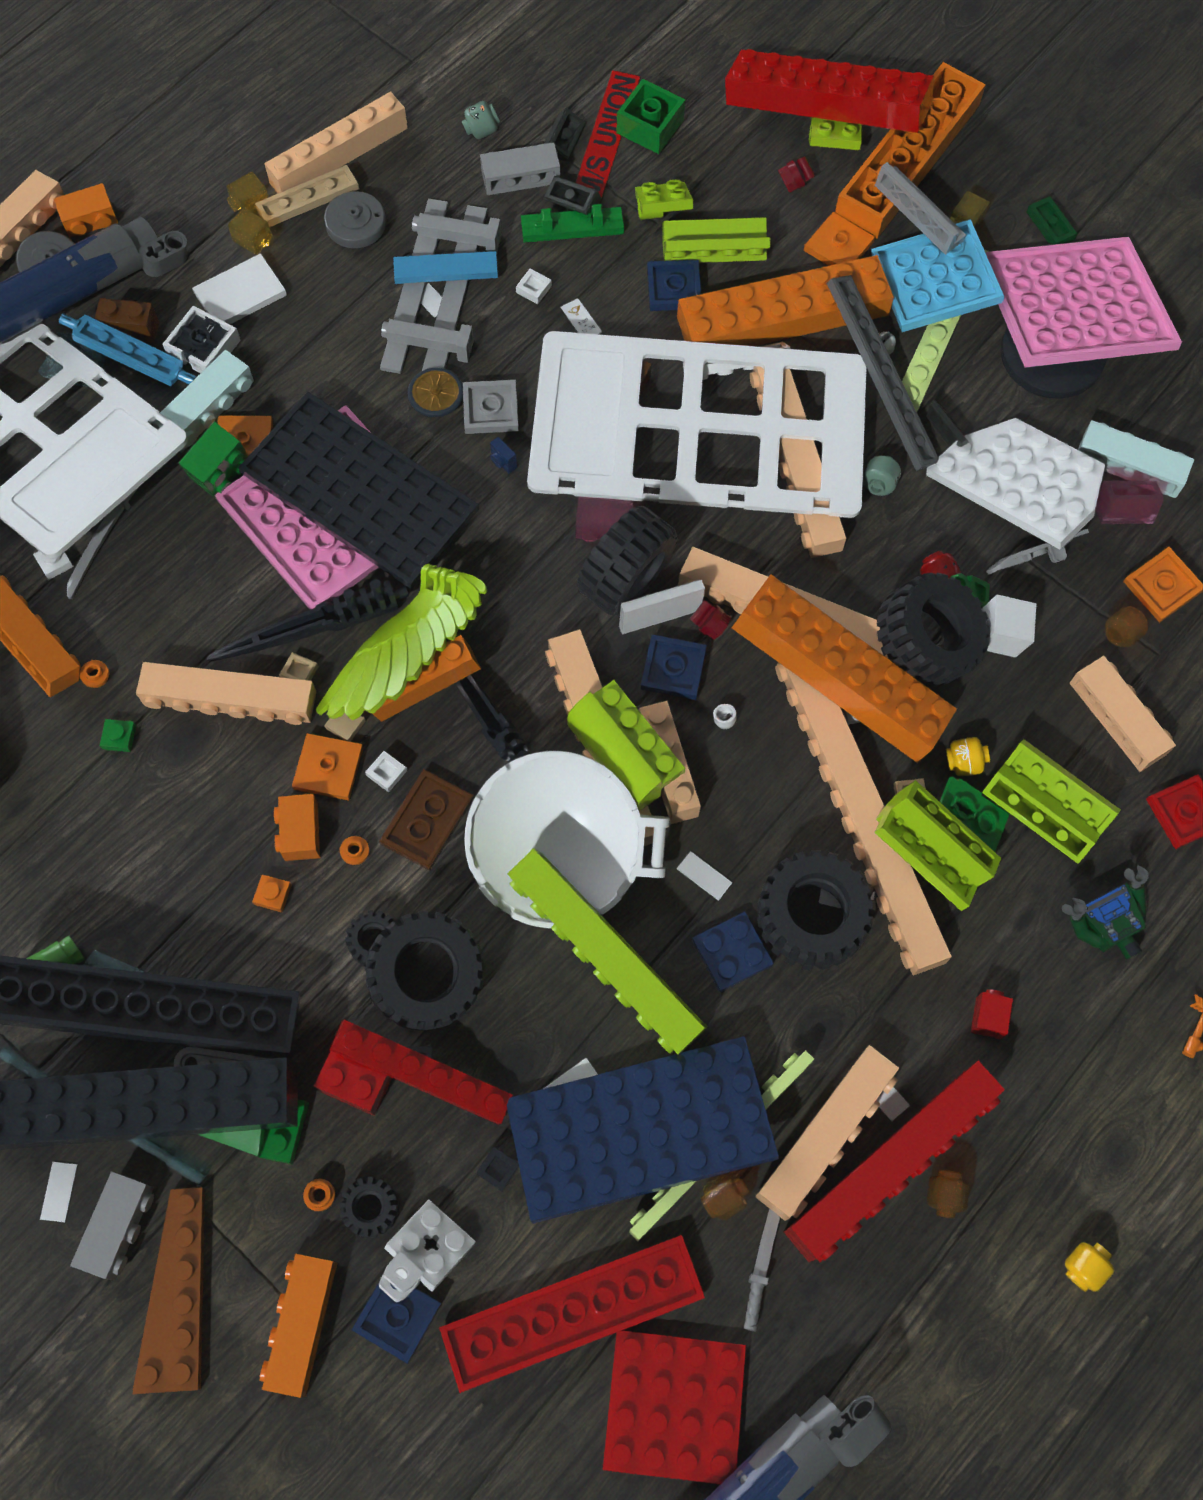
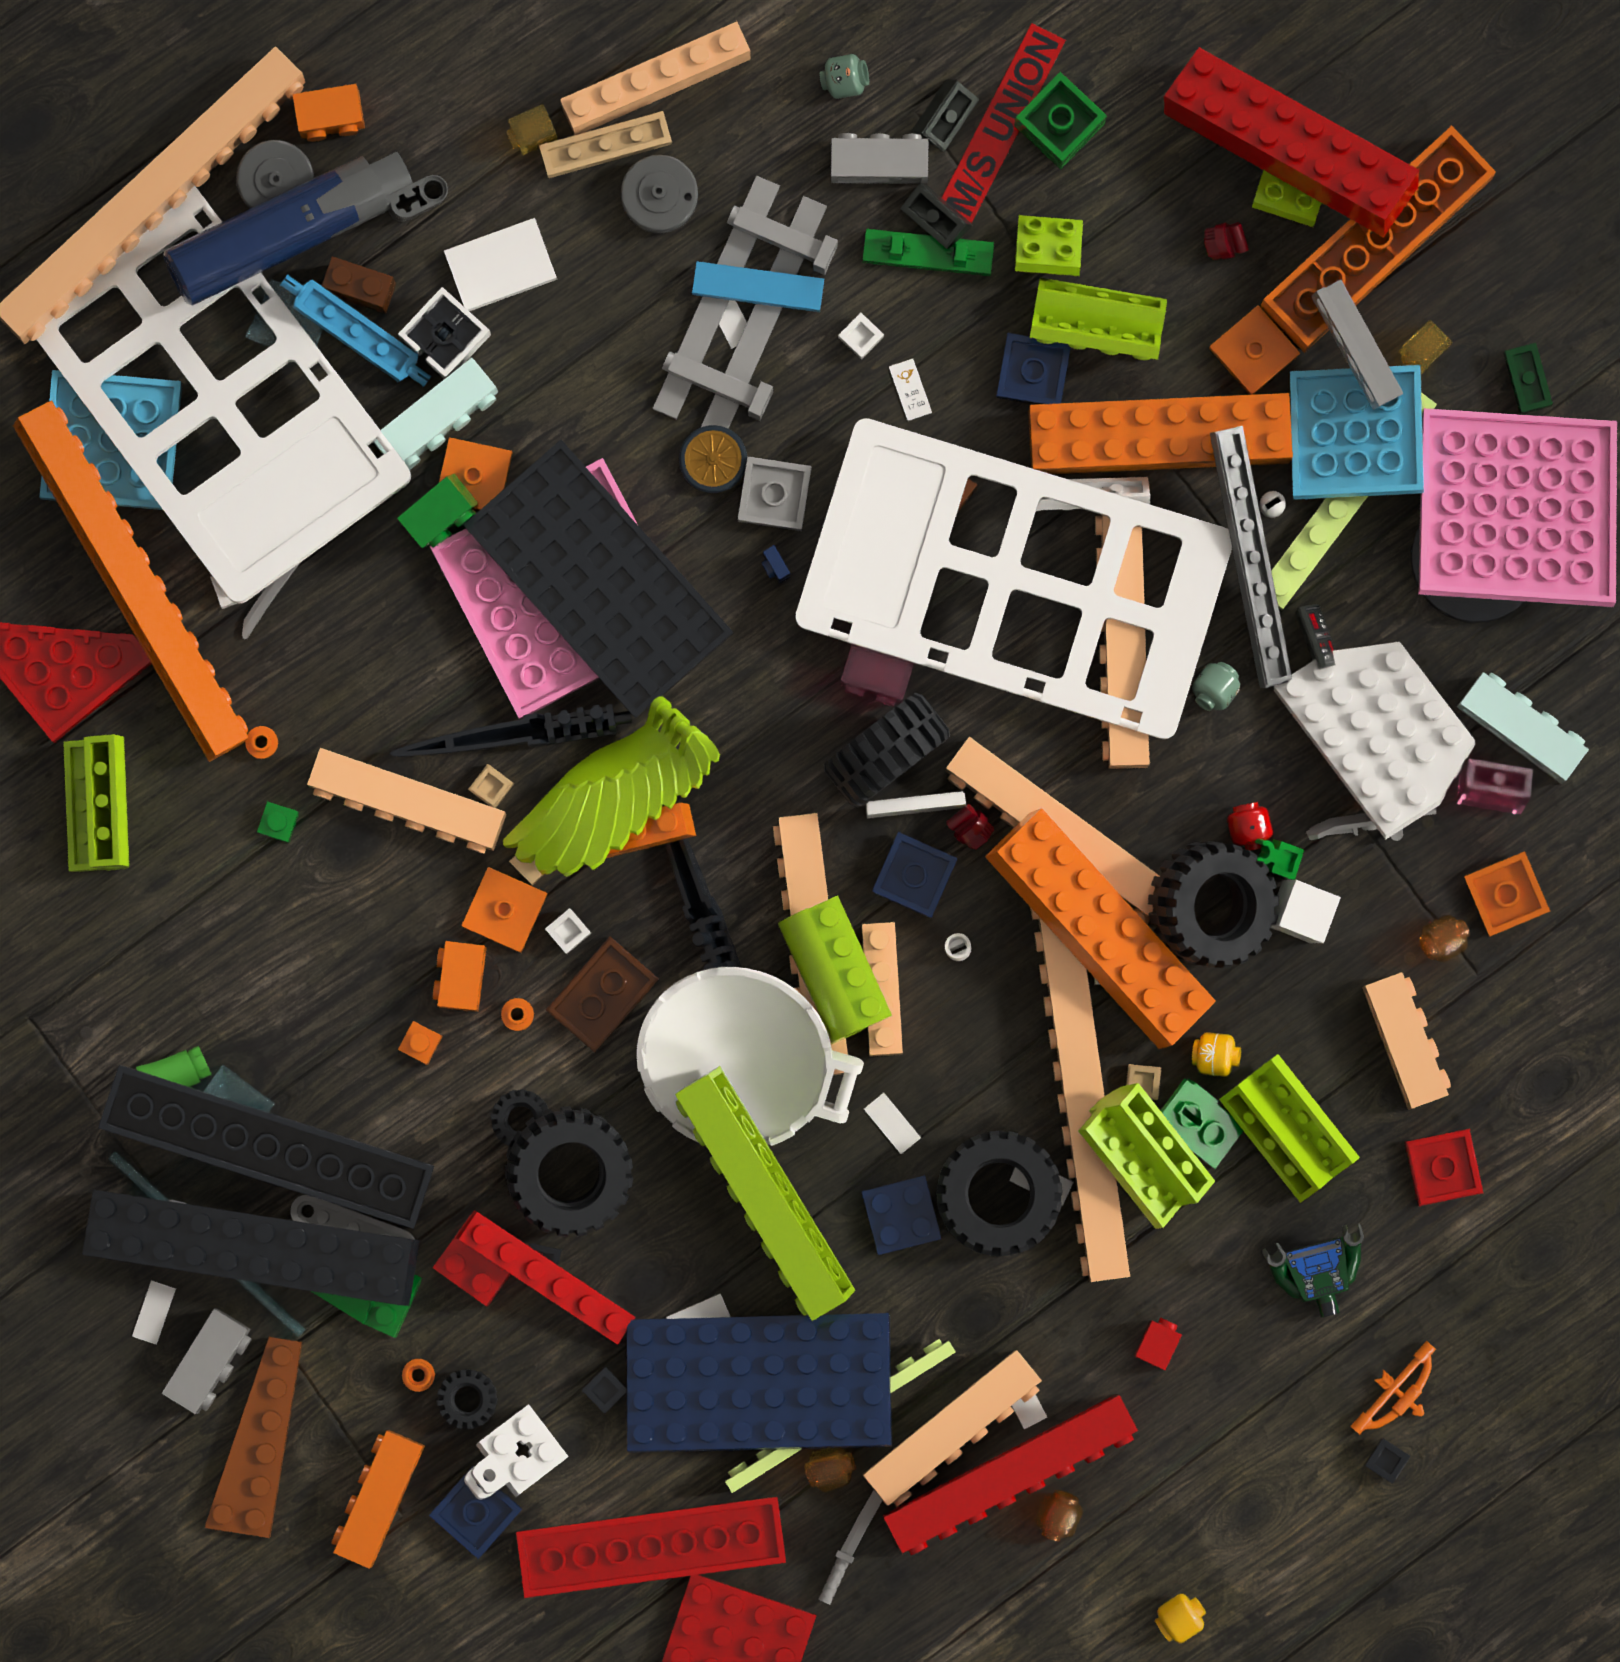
camera: 15 degrees right, 15 degrees up
(250, 231) = (527, 185): clear yellow brick -> none

